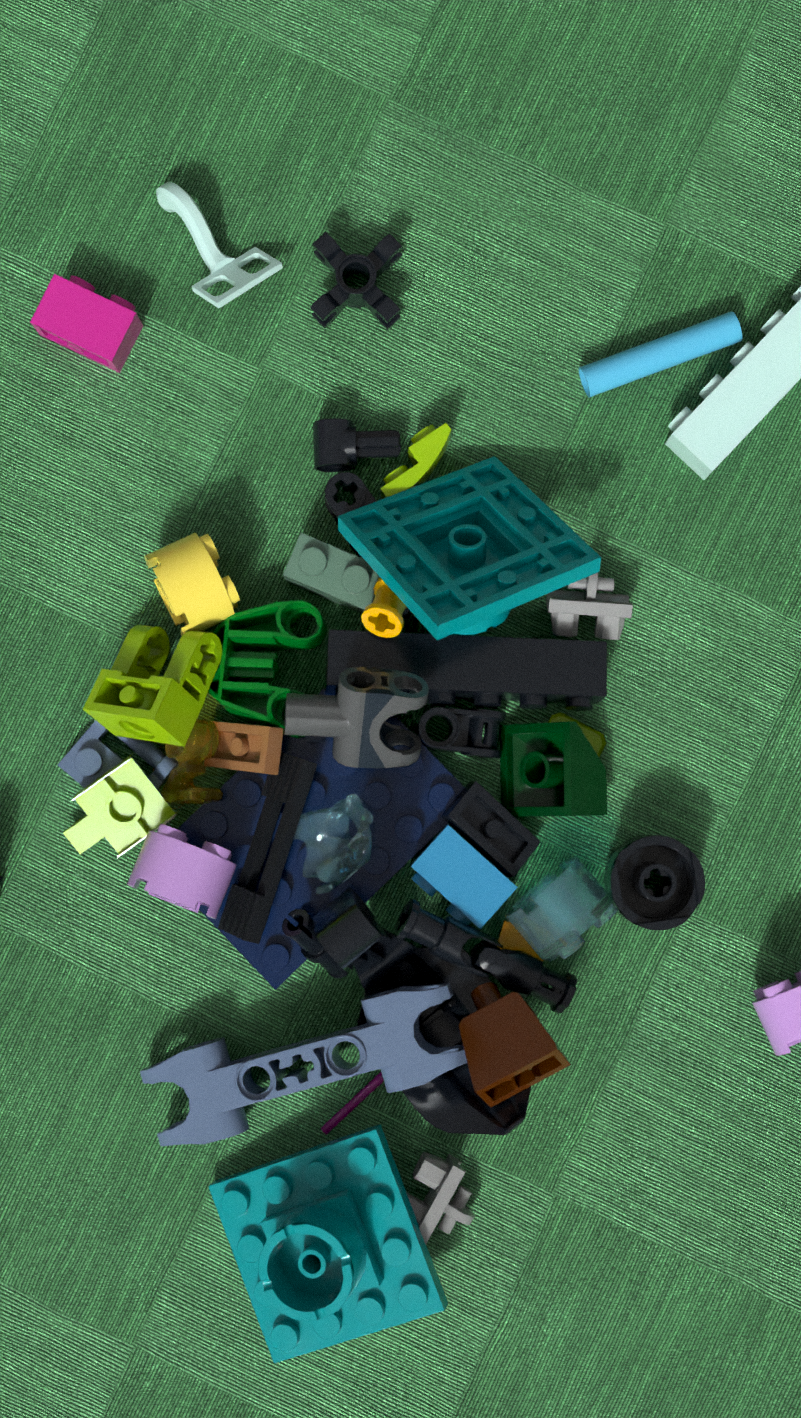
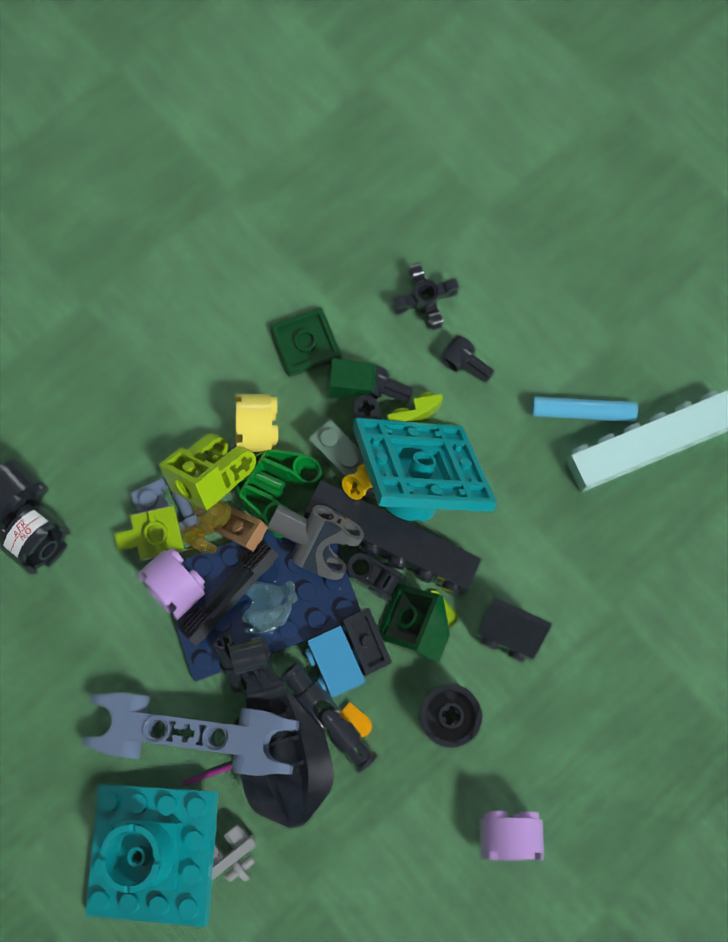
camera: 20 degrees right, 10 degrees down
(87, 322) = (264, 256): dark pink brick -> none
(208, 427) = (305, 342): none -> dark green tile
(222, 267) = (353, 258): light aqua piece -> none
(301, 457) = (349, 378): none -> dark green slope
(446, 351) = (460, 356): none -> black axle
(506, 1045) = (315, 775): reddish brown torso -> none
(560, 910) = (386, 706): clear light blue brick -> none
(608, 608) = (491, 541): light grey hips -> none
(691, 725) = (512, 630): none -> black slope

